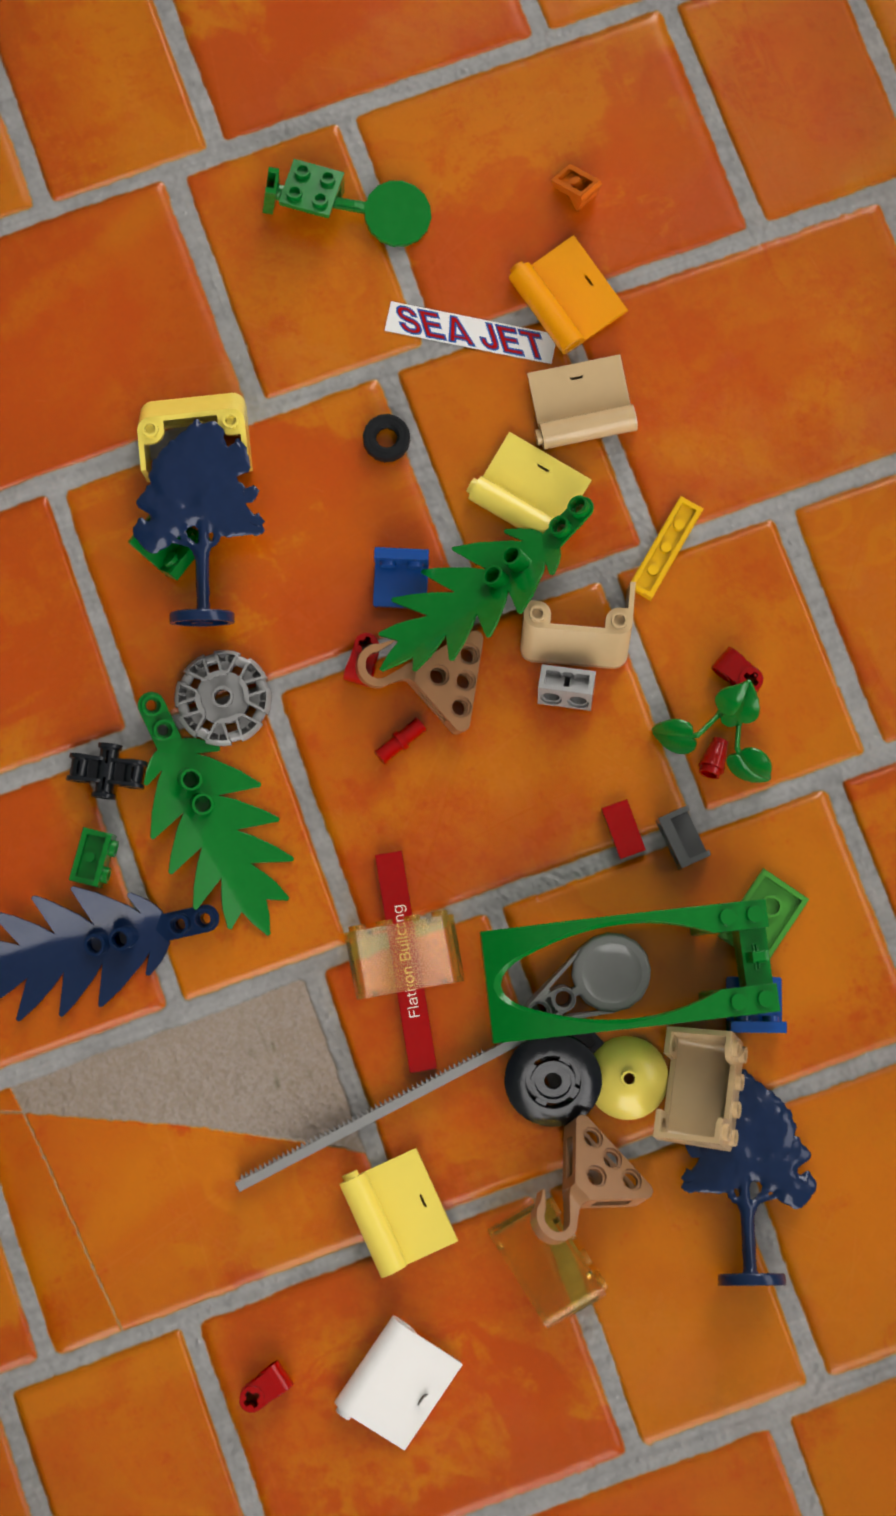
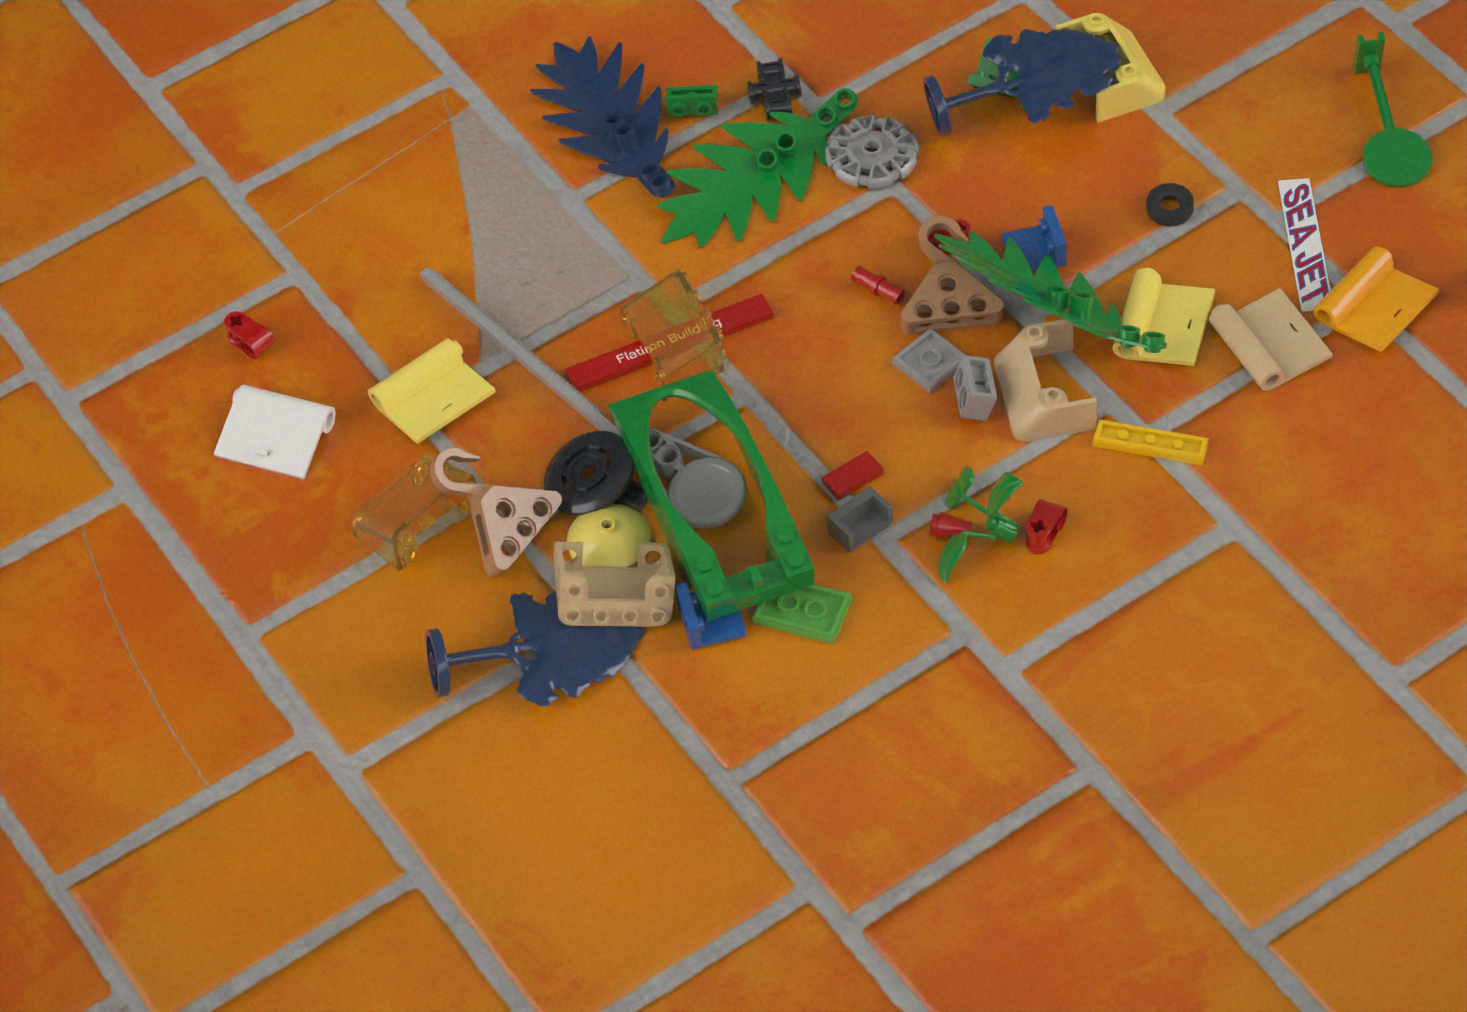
camera: 80 degrees right, 30 degrees down
(312, 188) = (1386, 79): green bracket -> none
(506, 718) = (929, 360): none -> light grey tile

